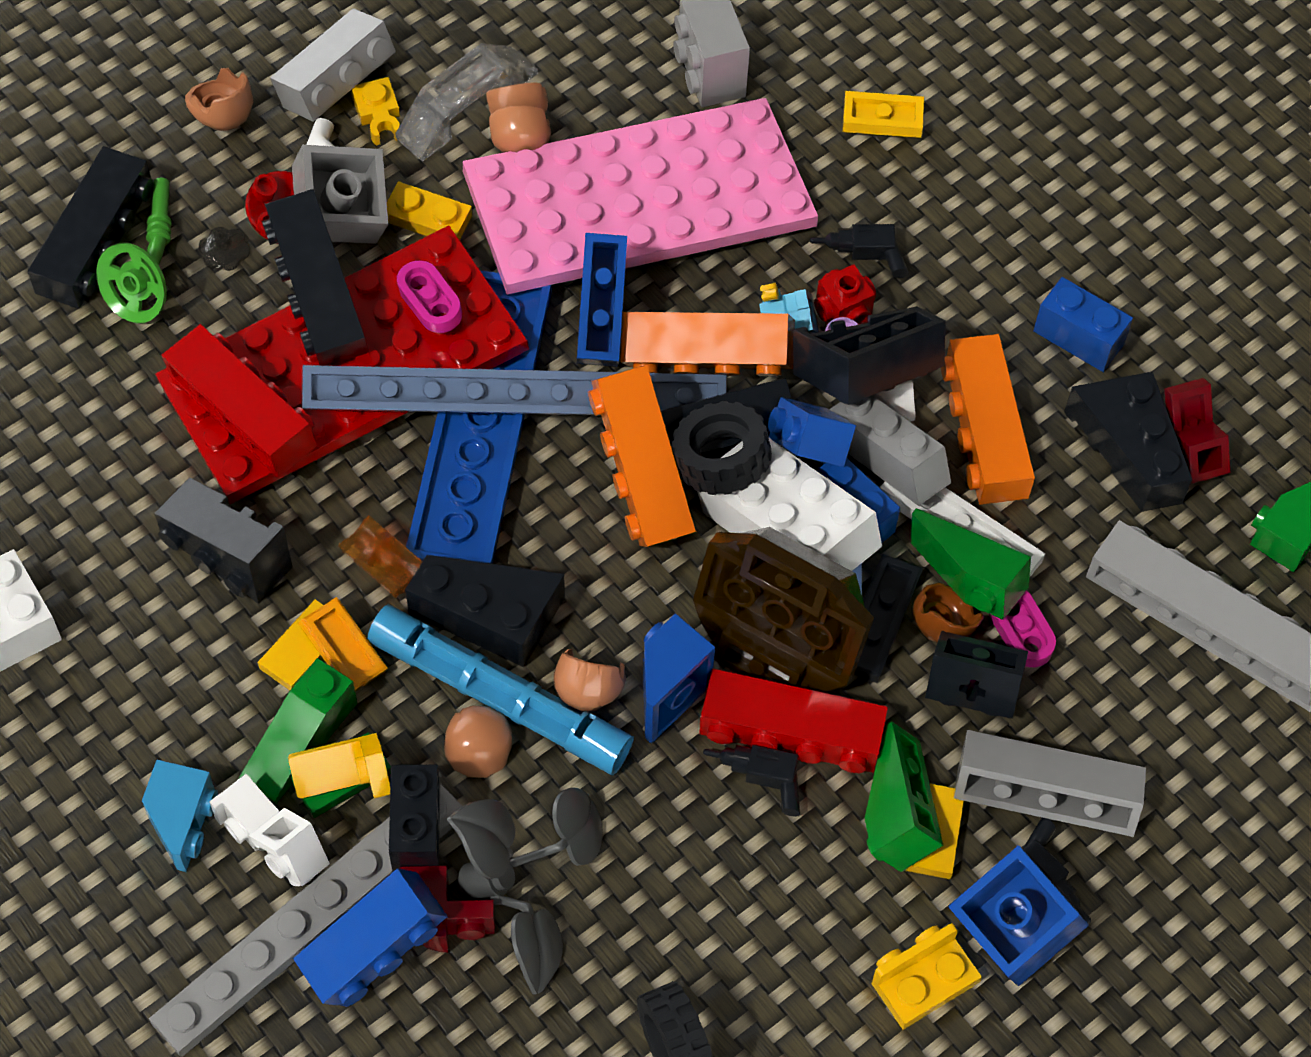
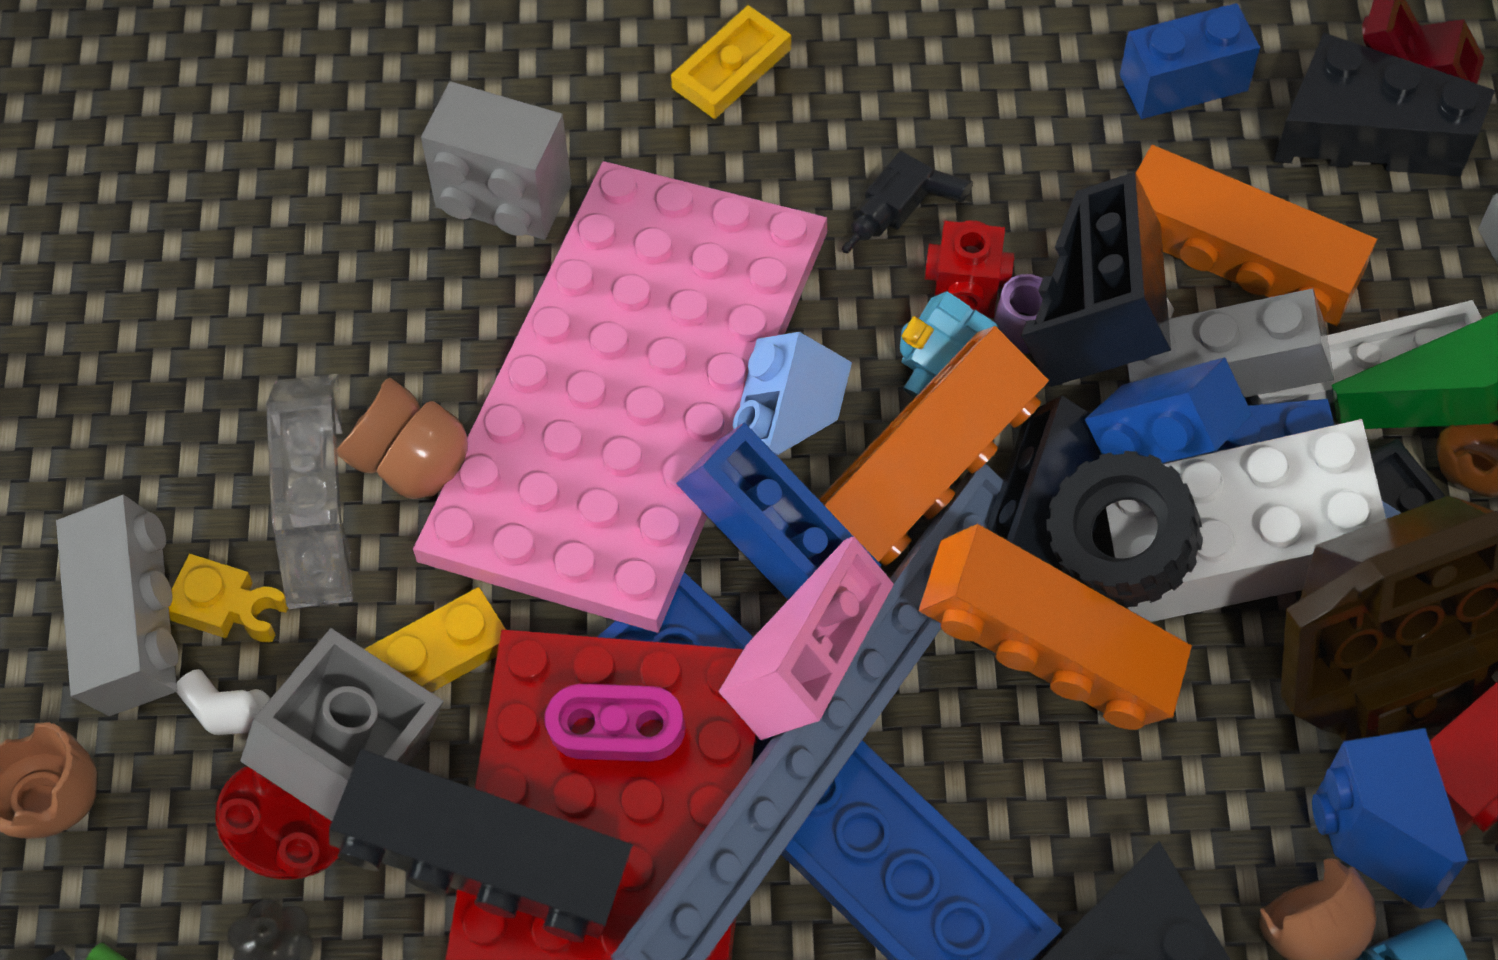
camera: 50 degrees left, 0 degrees up
(542, 348) = (808, 645): none -> bright pink slope
(689, 264) = (791, 389): none -> light blue slope

